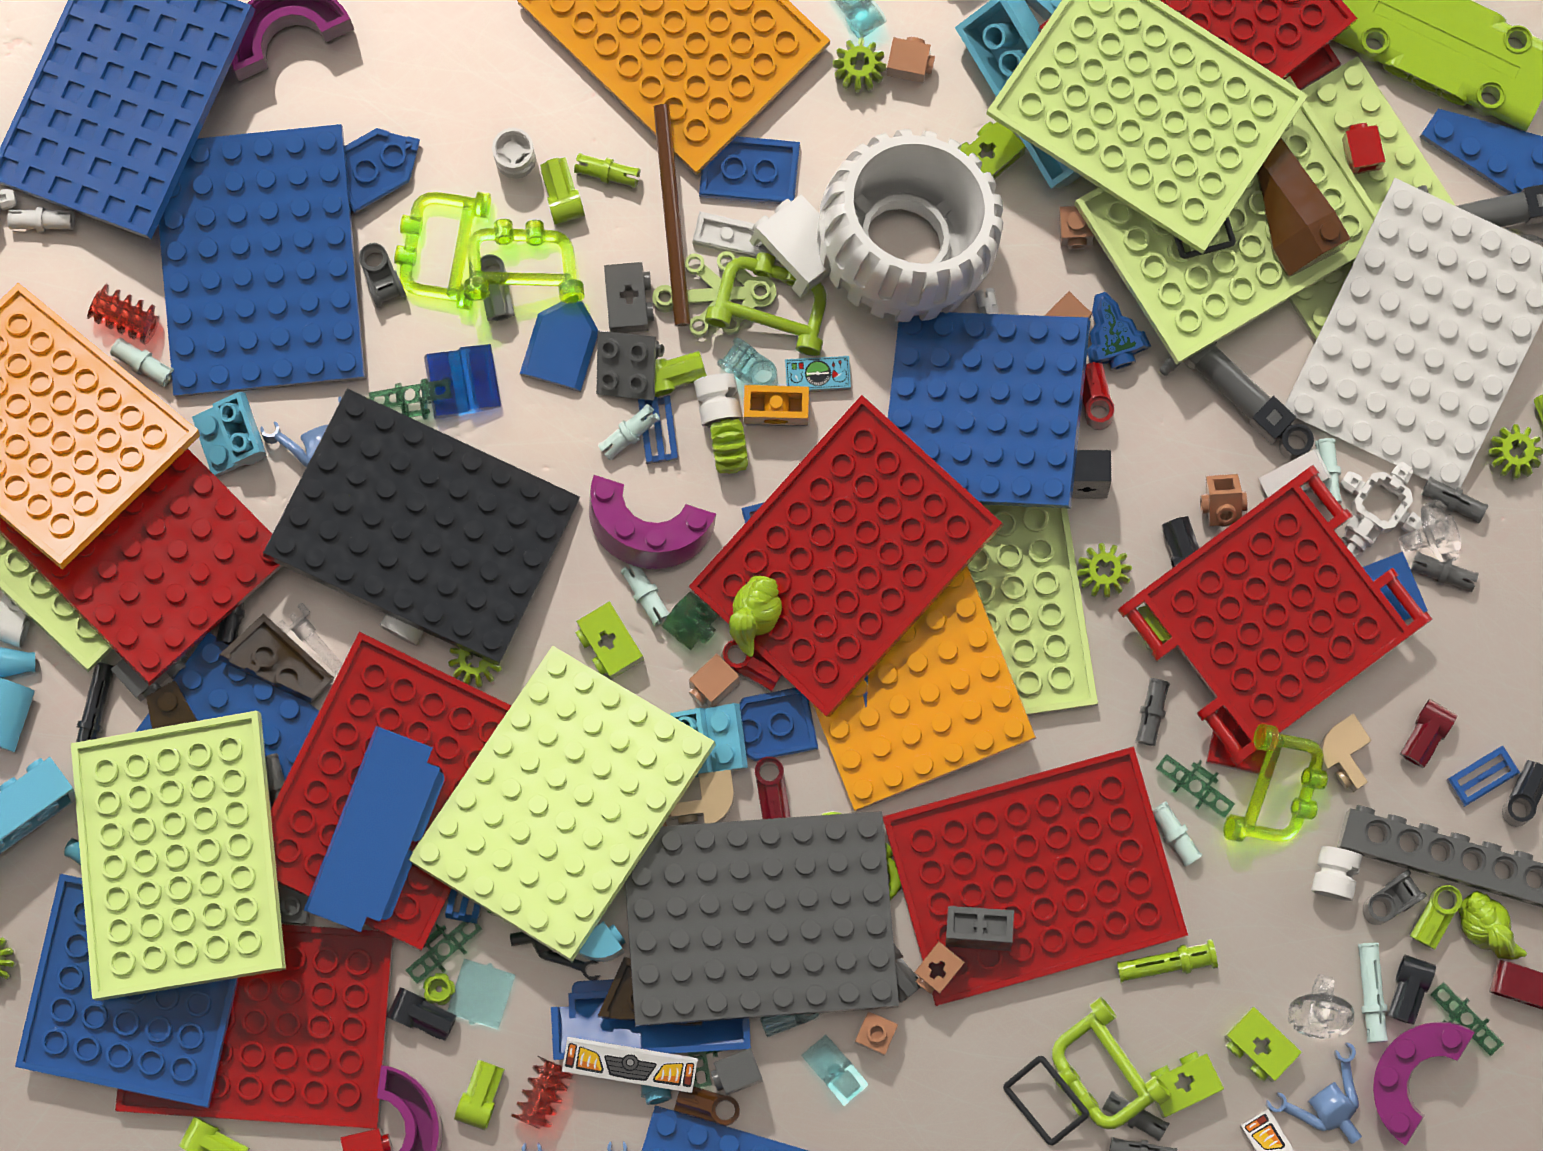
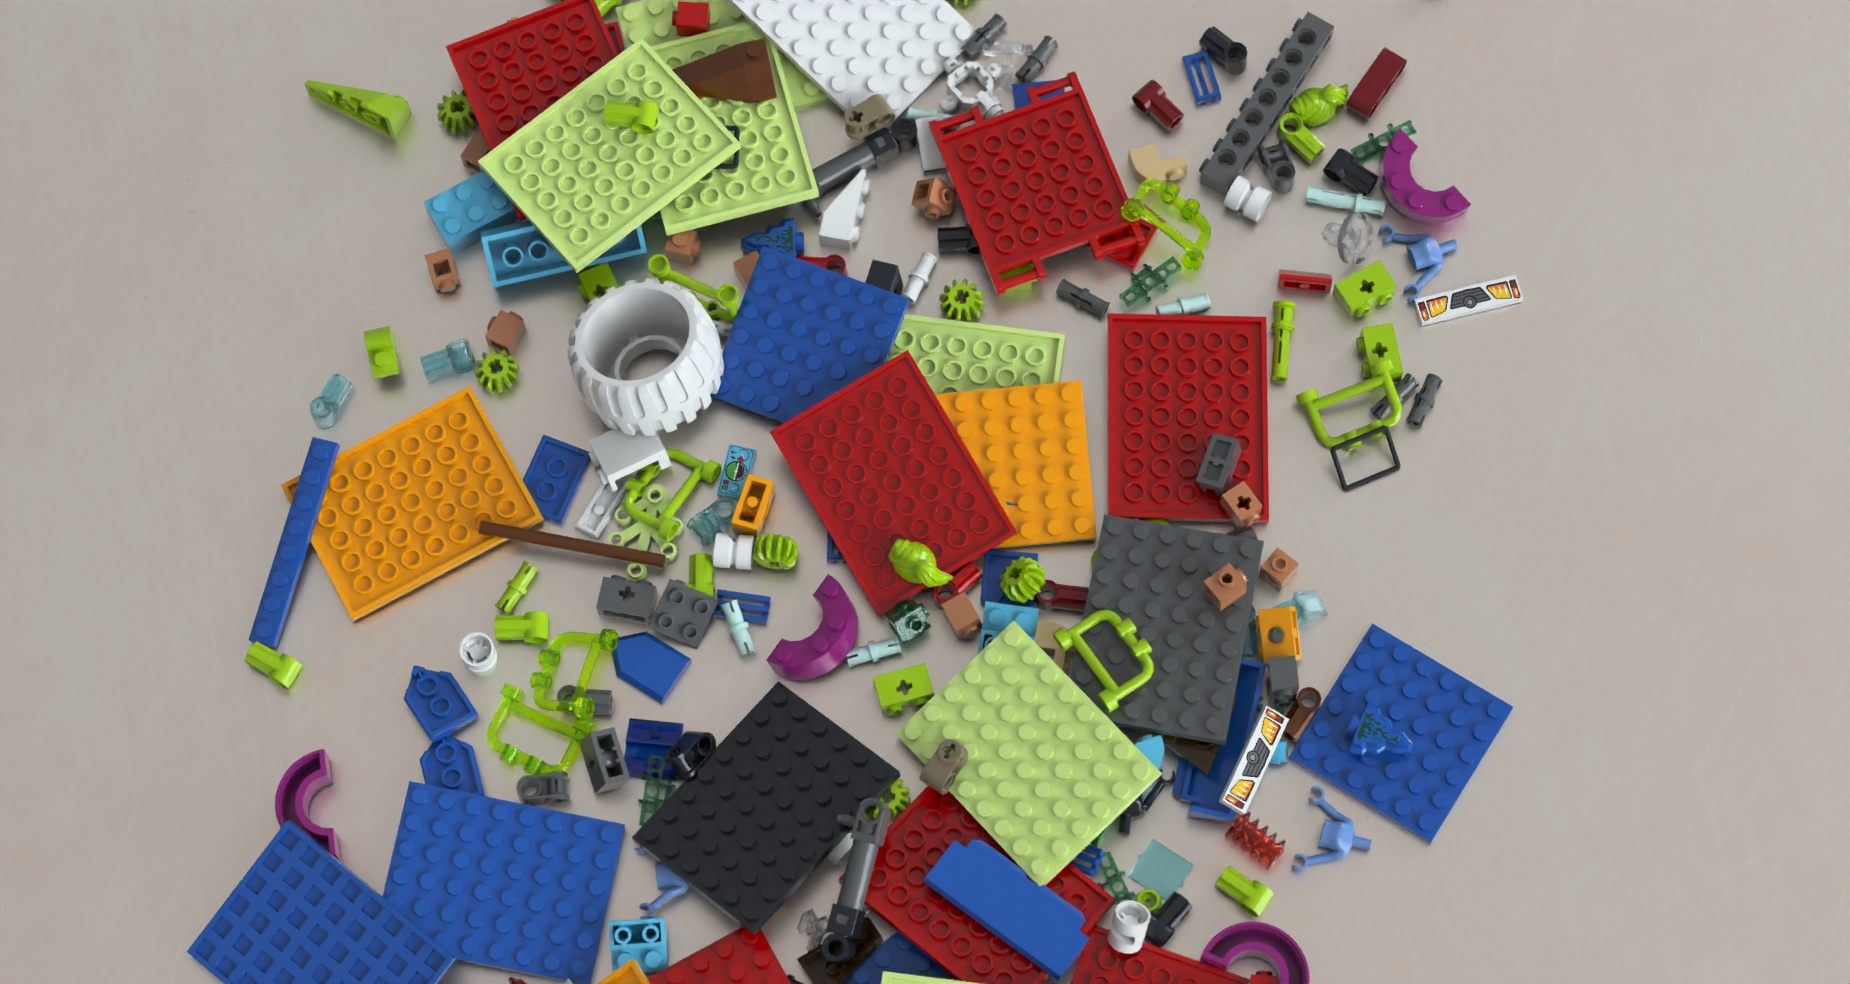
camera: 75 degrees left, 10 degrees down
(316, 653) = (847, 915): none -> dark grey piece
(392, 973) = (1128, 926): none -> white wheel
(428, 330) = (604, 760): none -> dark grey brick
(447, 126) = (438, 702): none -> blue tile
(465, 423) = (690, 753): none -> black piece
(513, 712) = (942, 768): none -> dark tan piece
(717, 895) = (1125, 630): none -> lime bar
(772, 738) = (1022, 579): none -> lime gear
(811, 1055) = (1286, 620): none -> light orange brick
(822, 975) = (1225, 586): none -> nougat brick
(1008, 291) = (726, 295): none -> lime bar
(1119, 512) = (919, 276): none -> white pin
(1168, 400) = (841, 217): none -> white slope
(1198, 121) = (639, 116): none -> lime piece
(1256, 969) = (1304, 281): none -> red slope
(1300, 394) = (869, 116): none -> dark tan piece

